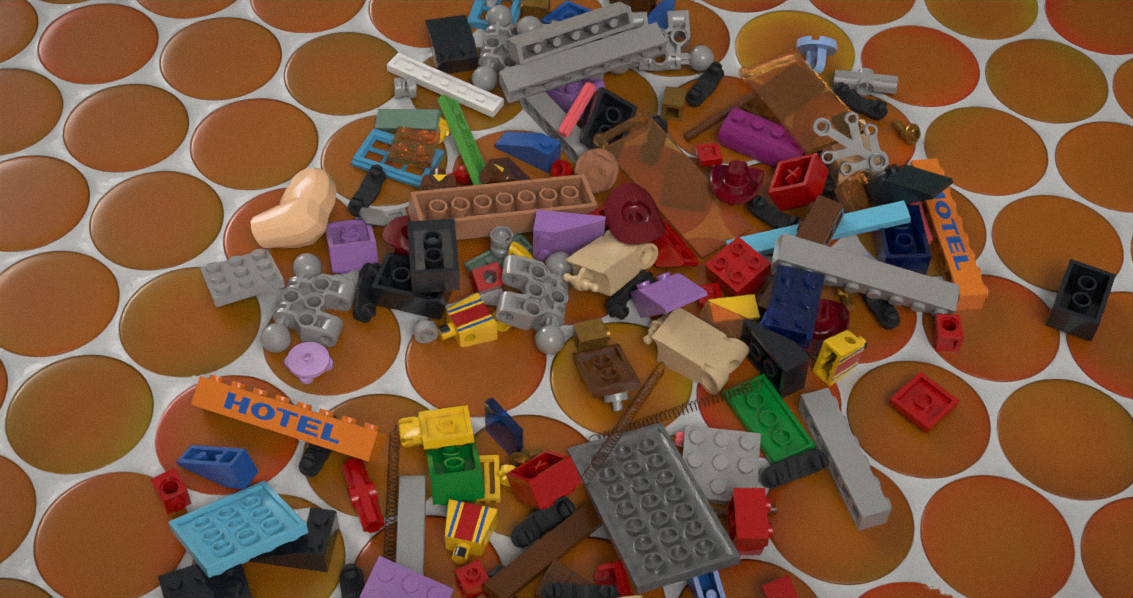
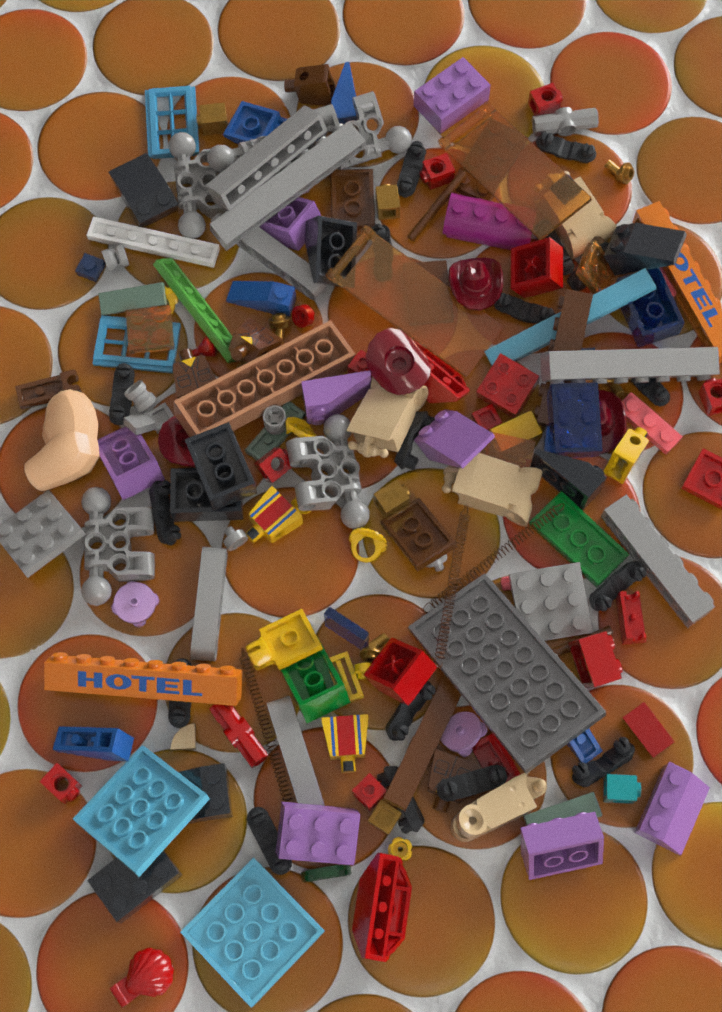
camera: 15 degrees left, 20 degrees up
(285, 170) = (42, 390): none -> reddish brown plate
(307, 488) = (185, 738): none -> tan tile
(379, 376) = (208, 604): none -> light grey beam
(380, 91) = (90, 267): none -> dark blue plate
(383, 194) = (140, 396): none -> light grey wheel
(537, 171) = (280, 322): none -> pearl gold plate
(547, 358) = (379, 542): none -> yellow piece
(576, 109) = (299, 244): coral axle -> none
(589, 554) = (463, 733): none -> lavender piece
(599, 169) = (340, 307): nougat tile -> none
(645, 90) = (353, 196): none -> reddish brown tile
(708, 154) = (441, 257): red plate -> none
(728, 90) = (441, 164): none -> red brick
(761, 37) = (451, 95): none -> medium lavender brick
(800, 502) = (630, 618): none -> red hinge
(817, 50) = (510, 99): light blue tile -> none
(850, 59) = (538, 96): none -> red brick
(854, 146) = (581, 220): light grey plant -> none
(878, 346) = (658, 430): none -> coral plate

